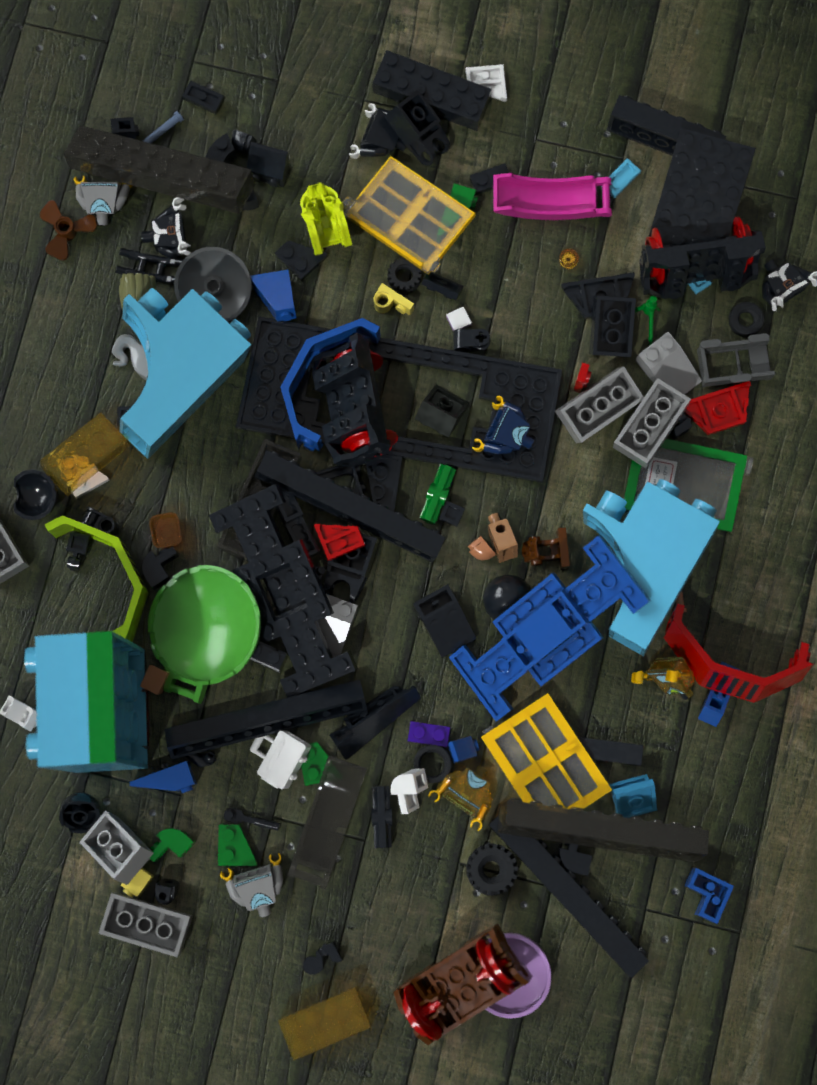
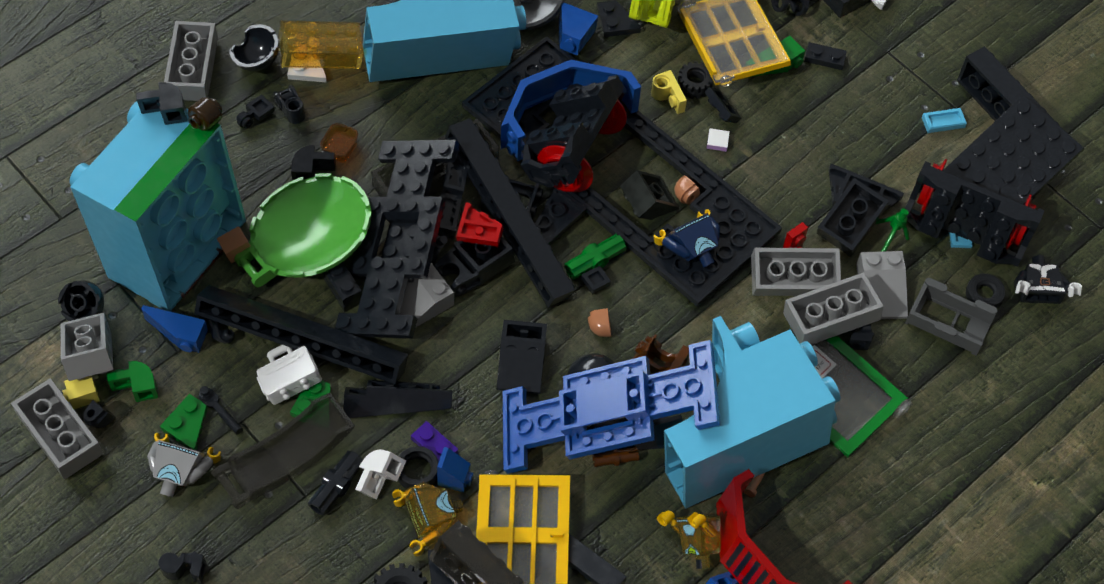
camera: 30 degrees right, 20 degrees down
(55, 640) = (166, 100): none -> black brick
(64, 525) = (276, 169): lime panel -> none
(95, 634) = (204, 113): none -> dark brown head
(466, 386) = (686, 190): none -> nougat piece
(468, 340) = (716, 158): black piece -> none
(502, 538) = (628, 317): medium nougat torso -> none
(550, 197) = (867, 96): dark pink windscreen -> none
(568, 258) = (851, 152): clear orange tile -> none
(720, 408) = (909, 347): red wing -> none

